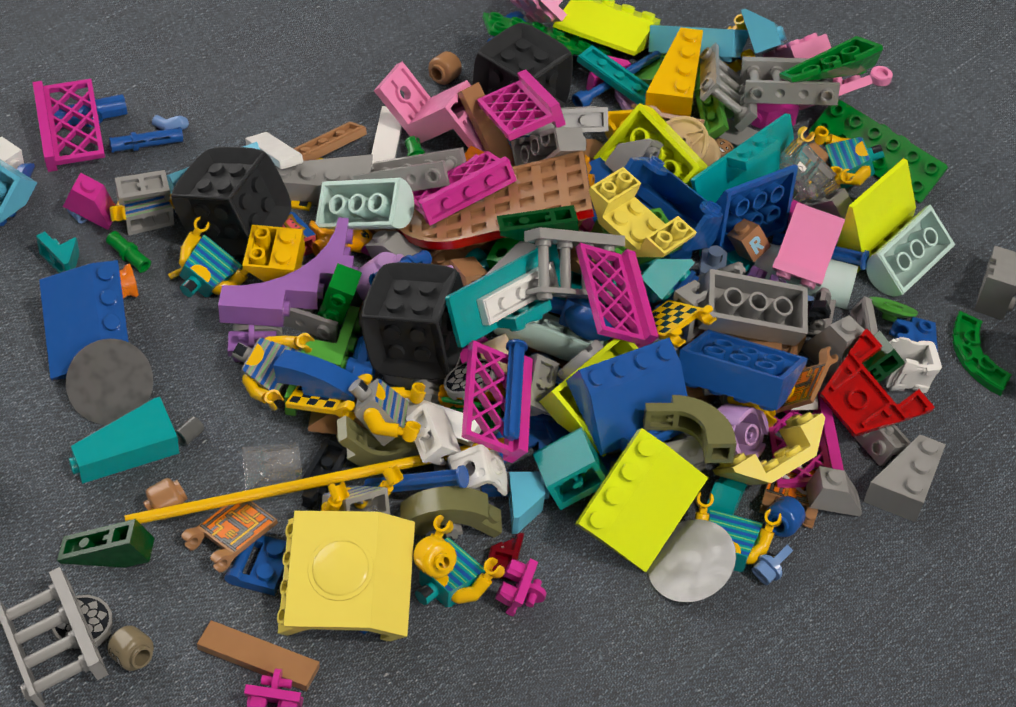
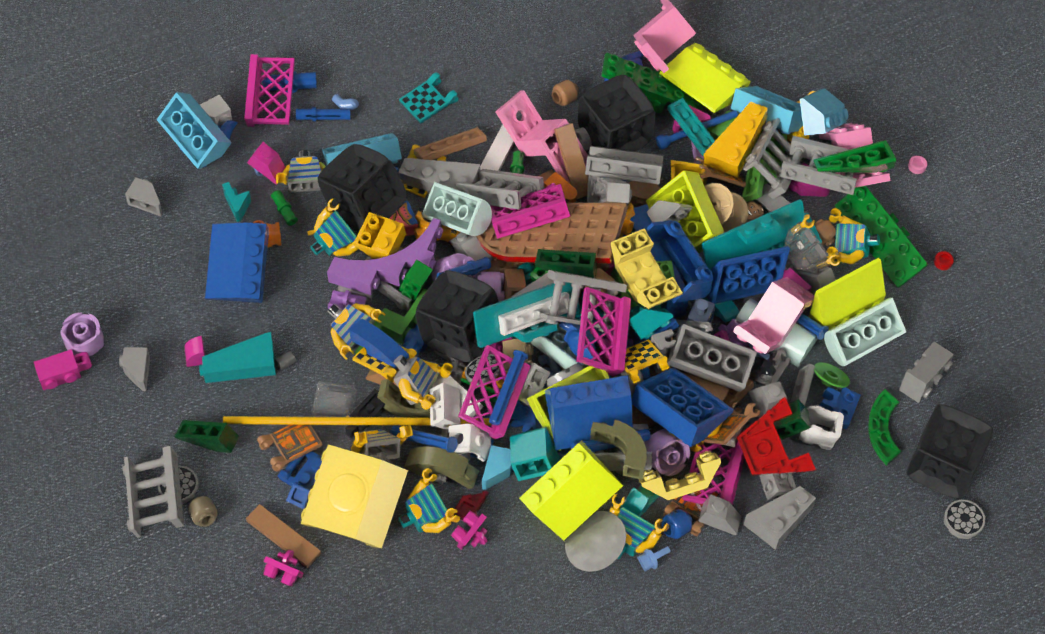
camera: 20 degrees right, 10 degrees up
(56, 444) = (194, 351): none -> dark pink brick
(108, 380) = (241, 311): flat silver sticker -> none
(142, 186) = (303, 161): light grey hinge -> none
(164, 494) = (255, 406): medium nougat head -> none
(264, 596) = (298, 495): none -> blue tile
(274, 106) = (426, 100): none -> teal flag
(279, 152) = (409, 145): white tile -> none
(435, 556) = (414, 498): yellow head -> none
(536, 98) = (606, 153): dark pink fence -> none
(748, 240) = (735, 298): medium nougat brick -> none
(957, 165) = (943, 260): none -> red tile

